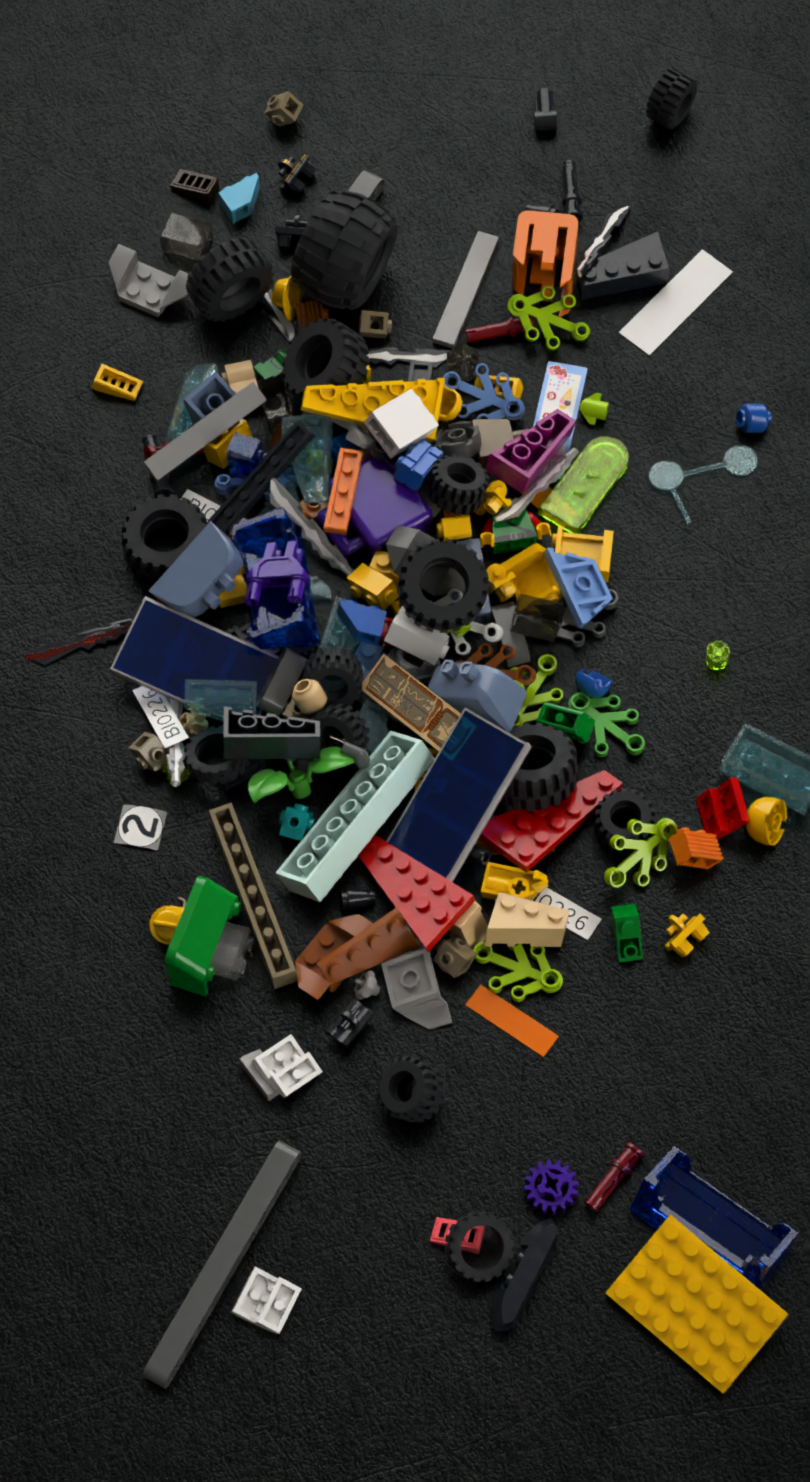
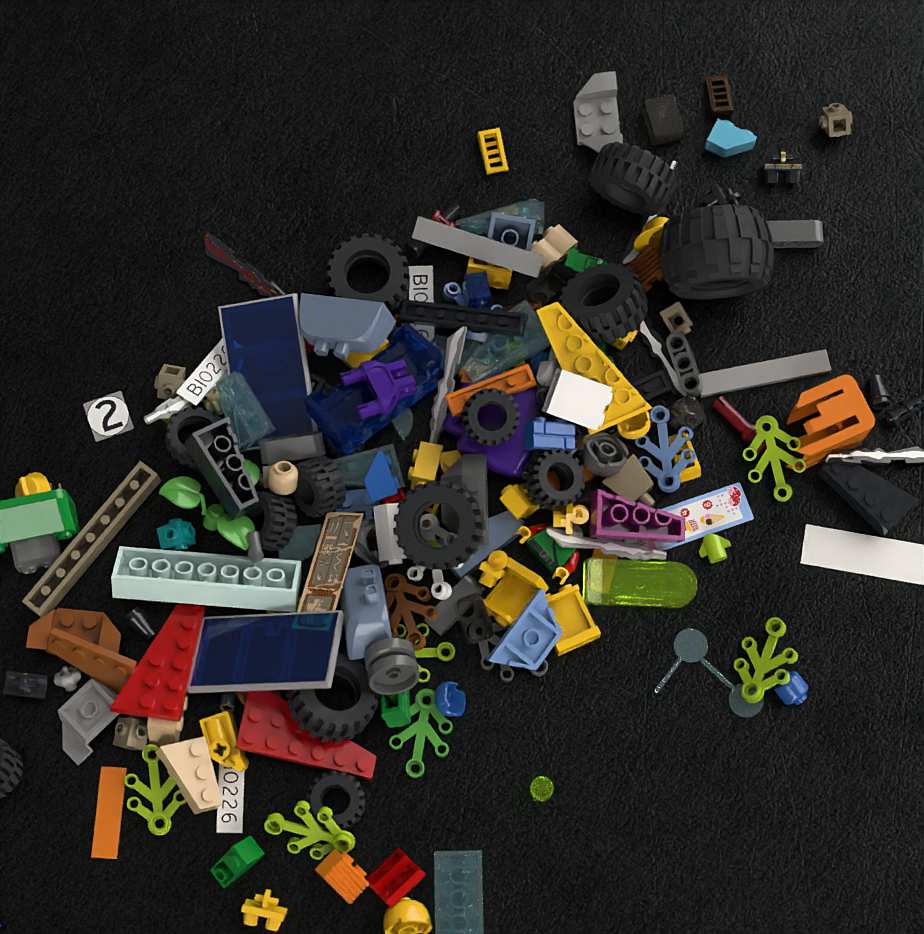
camera: 55 degrees right, 10 degrees up
(374, 482) = (508, 408): none -> black tyre
(410, 332) = (682, 354): none -> dark grey beam
(540, 696) = (391, 666): none -> dark grey wheel
(721, 424) = (764, 664): none -> lime plant

